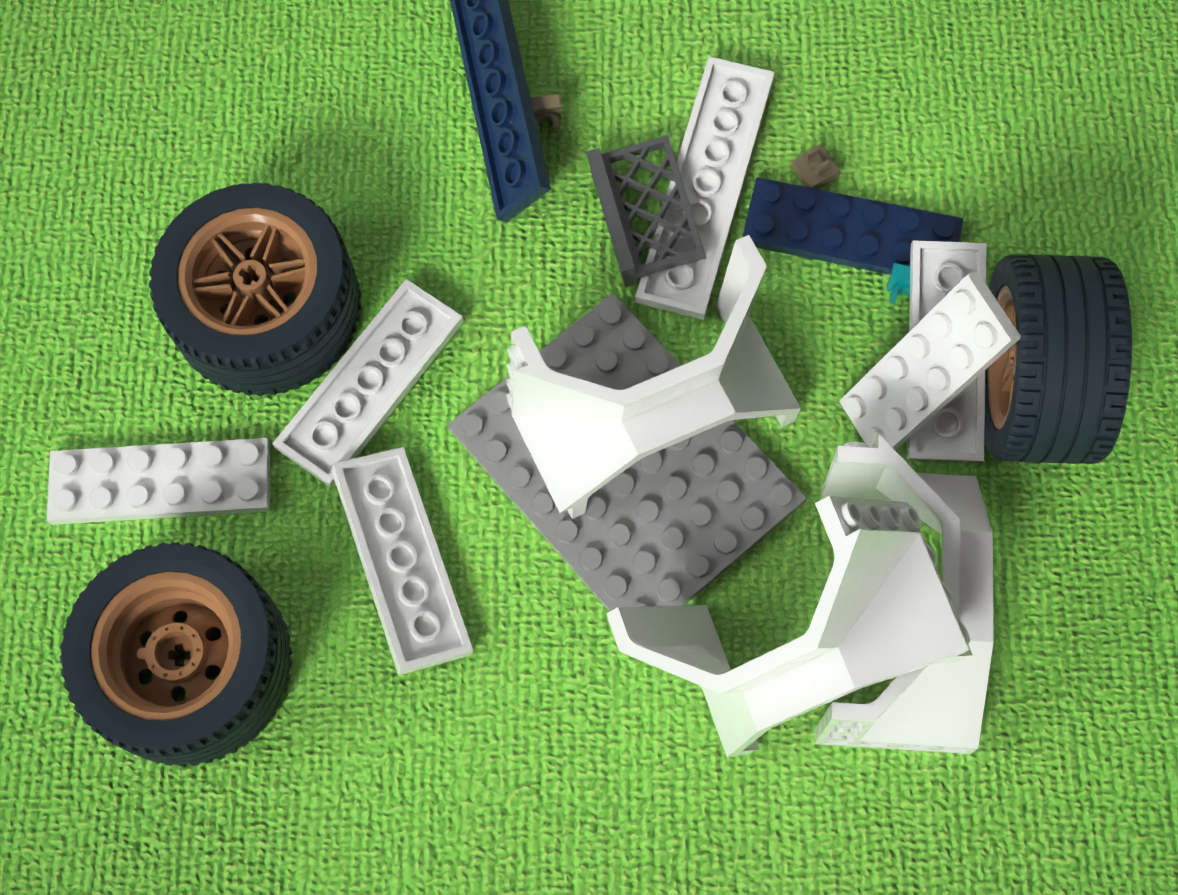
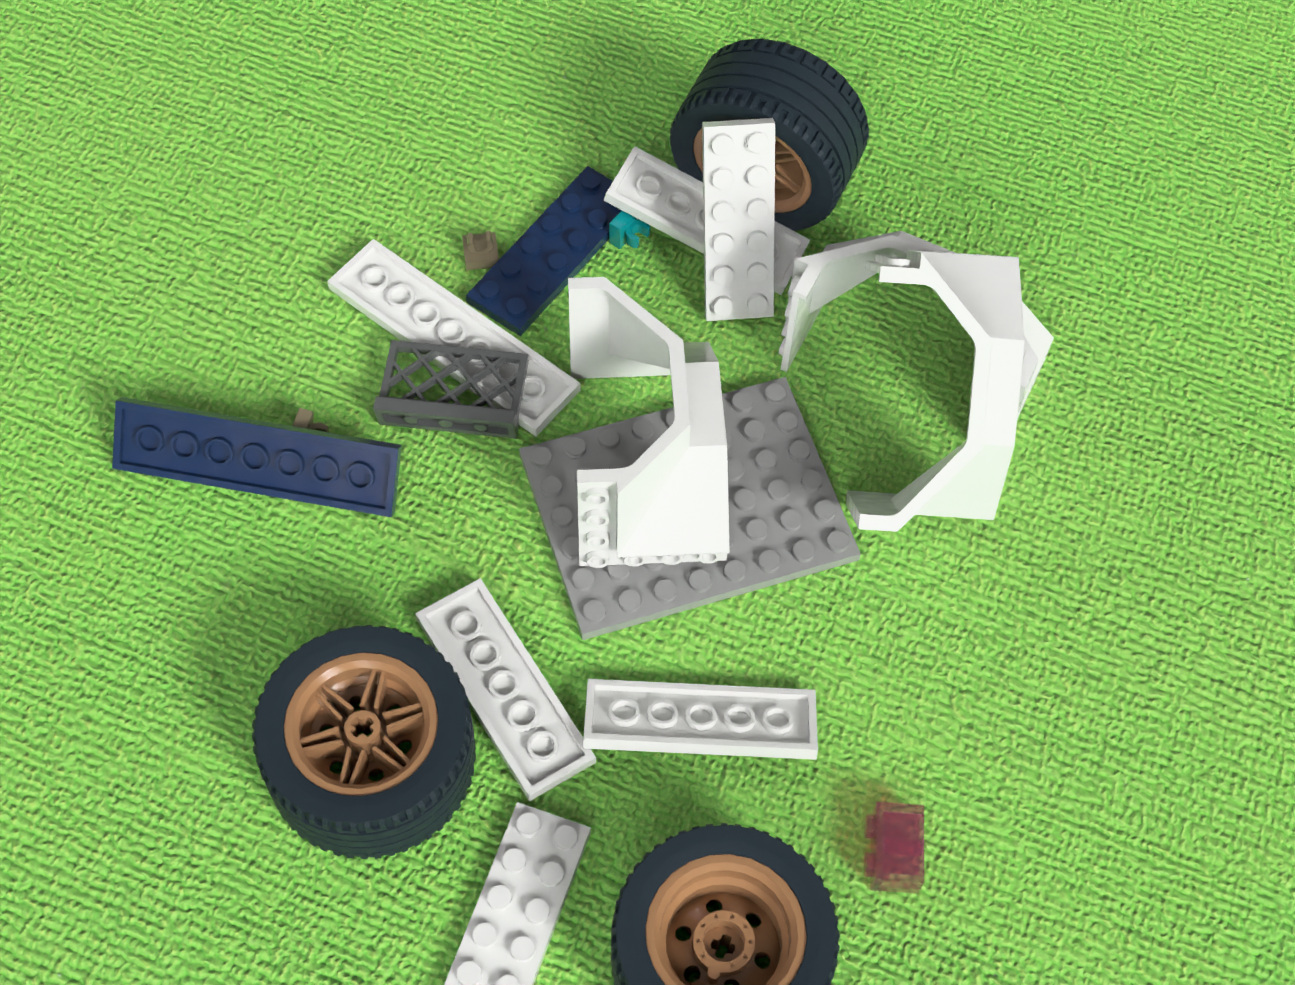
camera: 75 degrees left, 10 degrees down
(343, 779) = (896, 847): none -> clear pink brick

